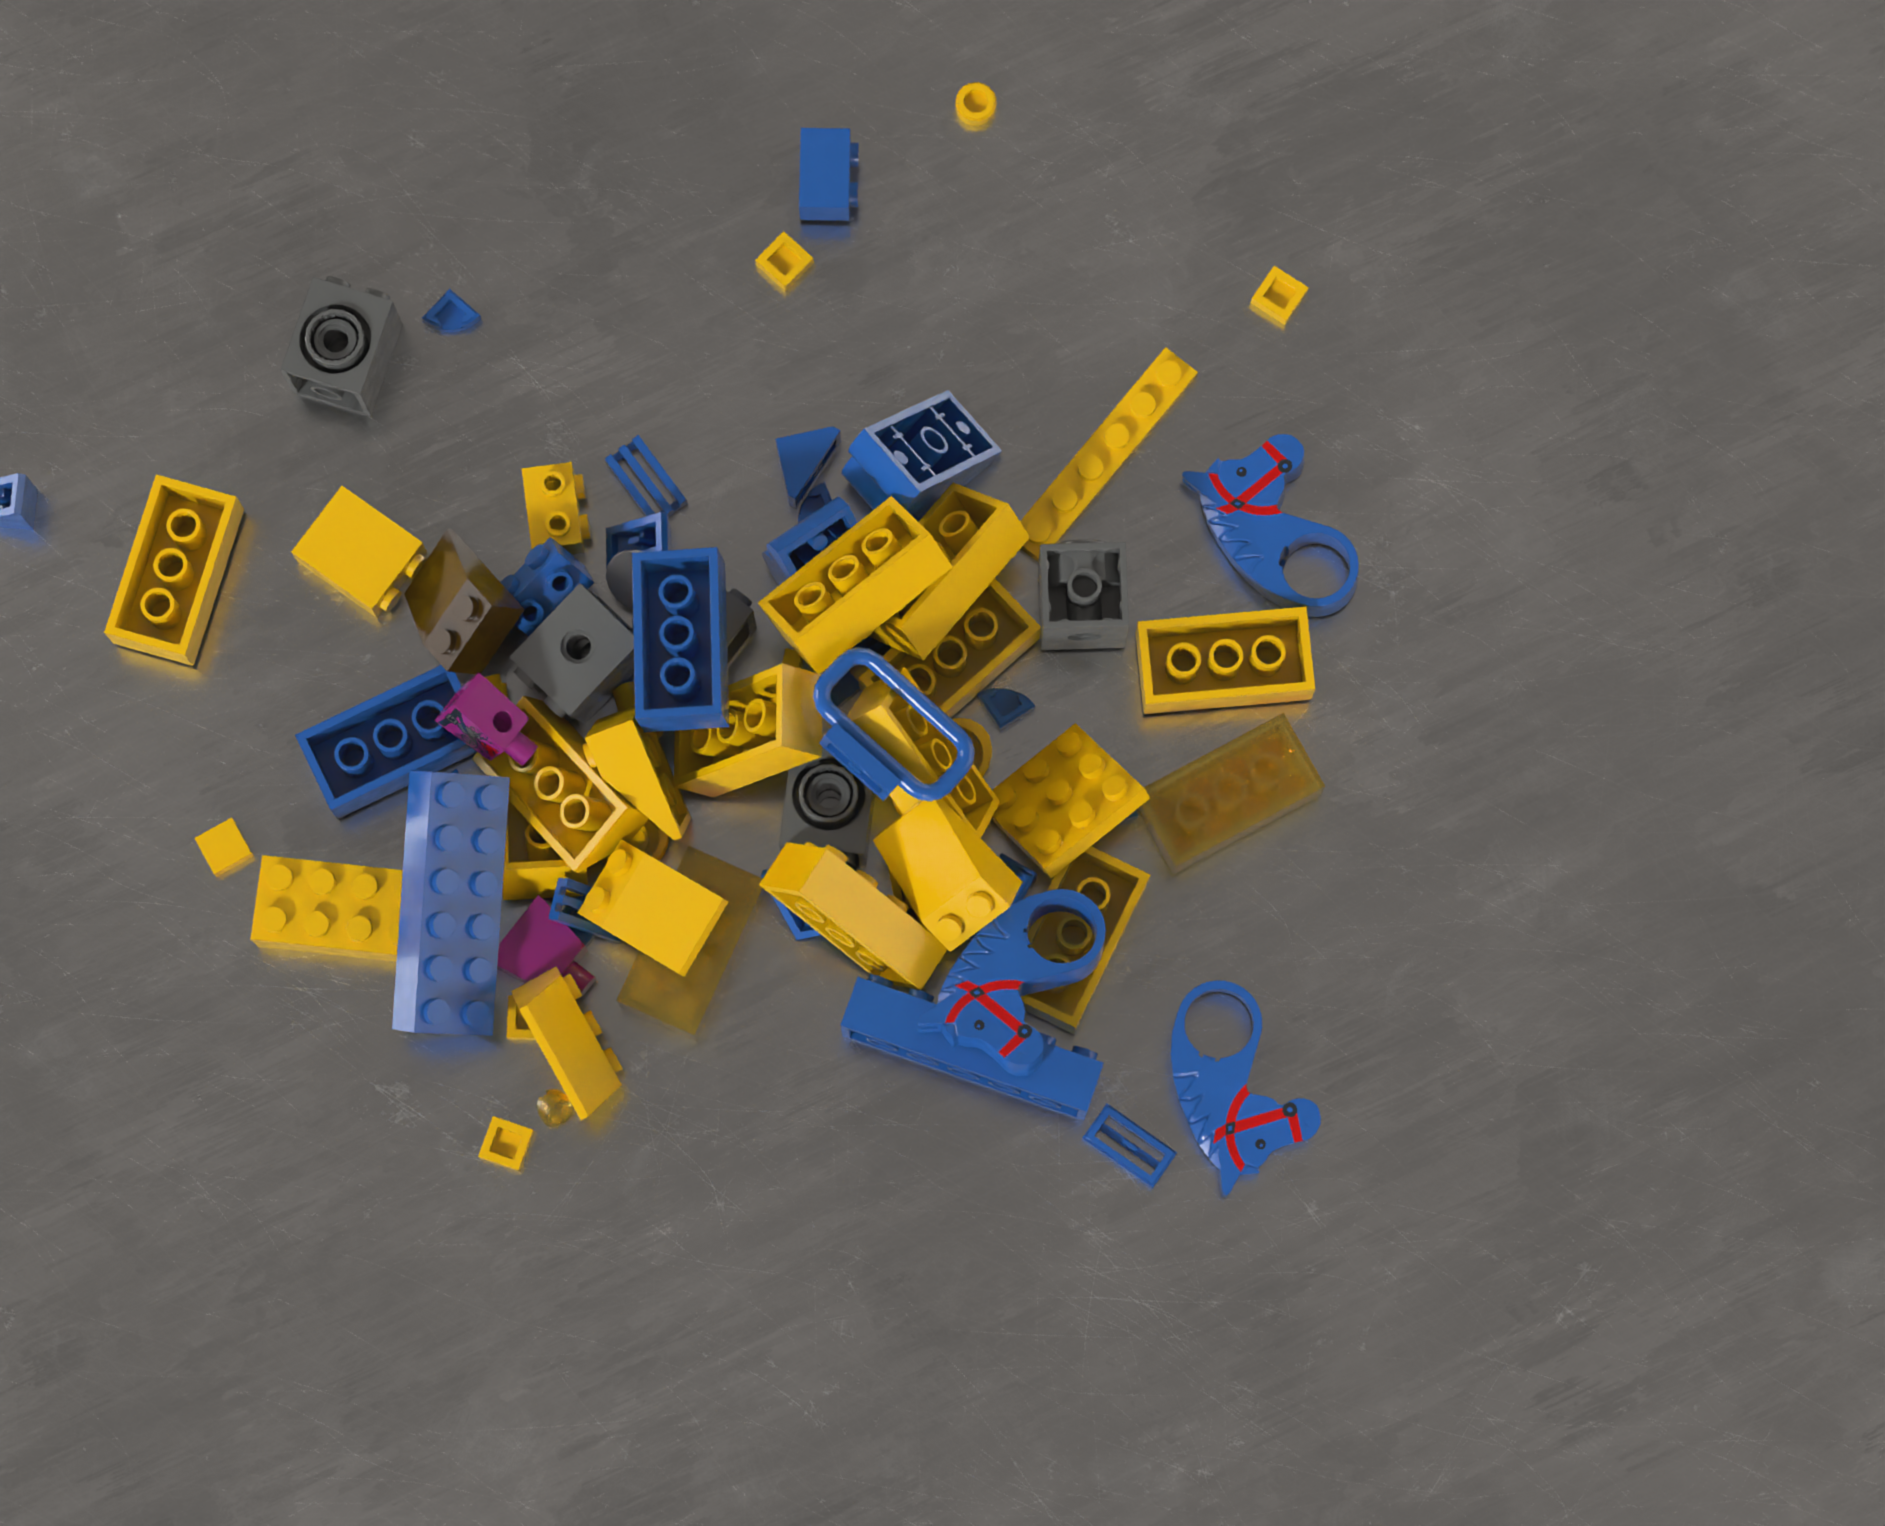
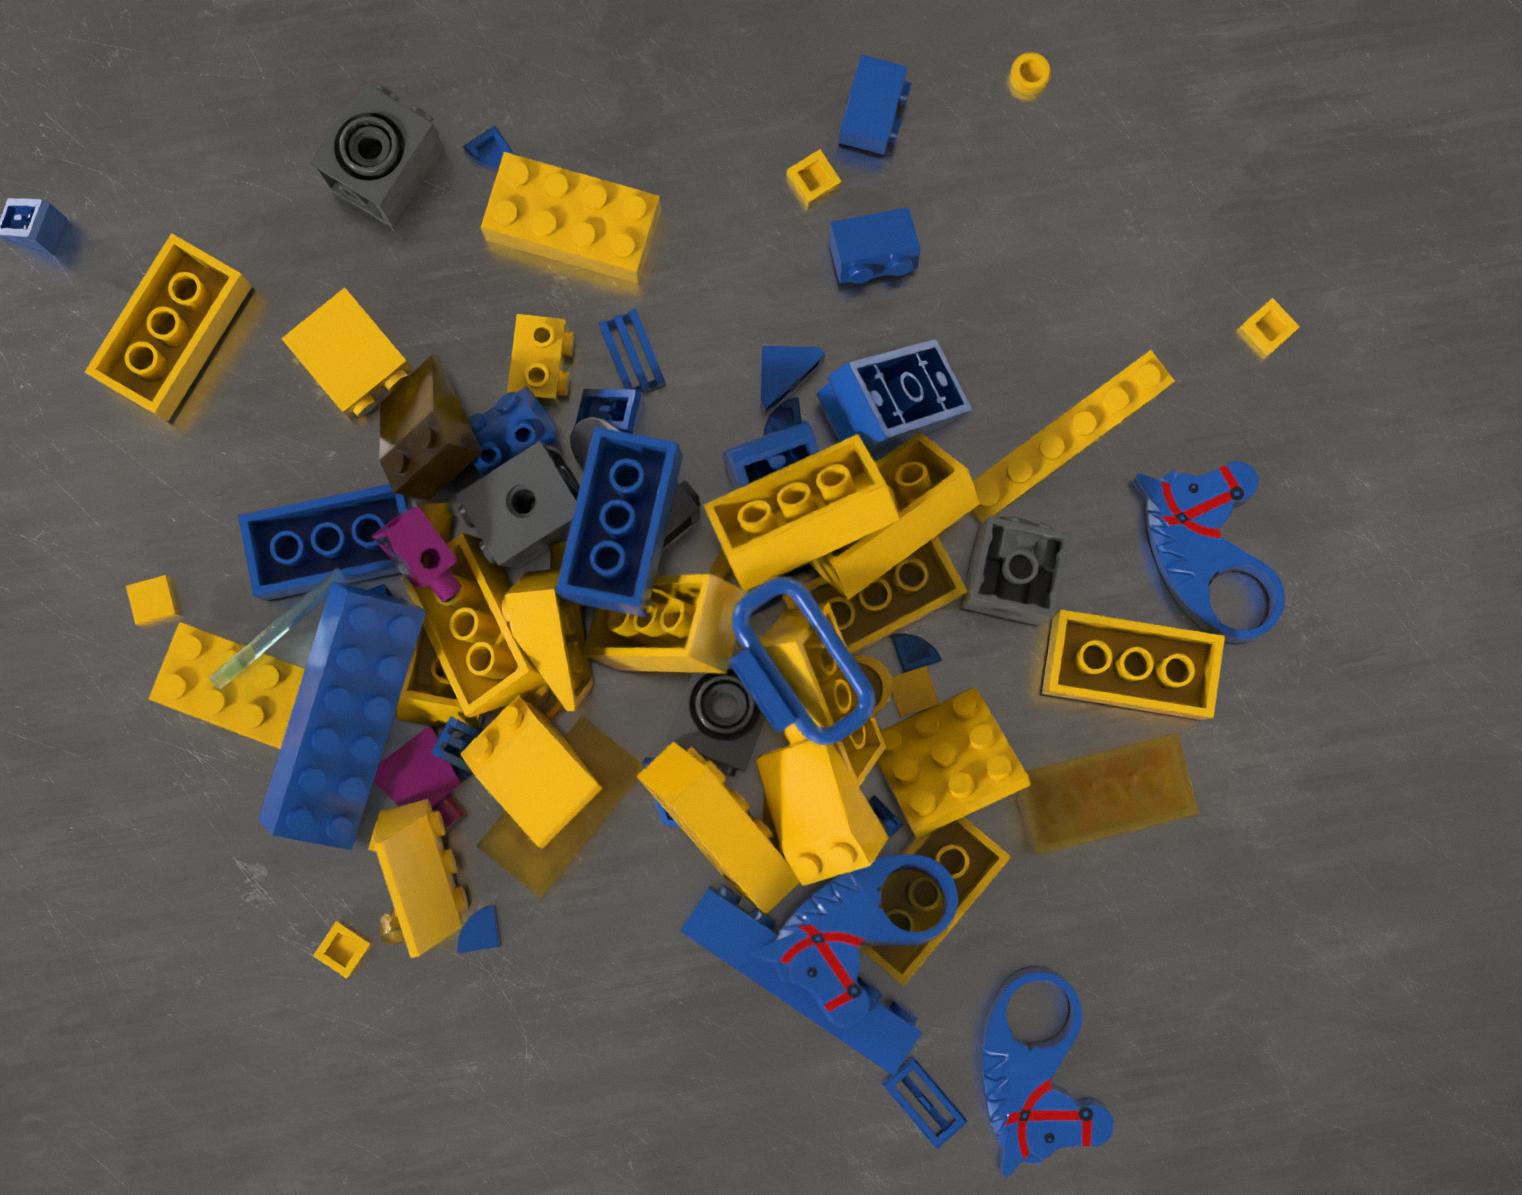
camera: 10 degrees right, 5 degrees up
(363, 836) = (276, 630): none -> clear light blue bar
(551, 361) = (571, 217): none -> yellow brick
(639, 1091) = (479, 931): none -> blue tile
(862, 313) = (874, 246): none -> blue brick
(1014, 744) = (913, 692): none -> yellow tile

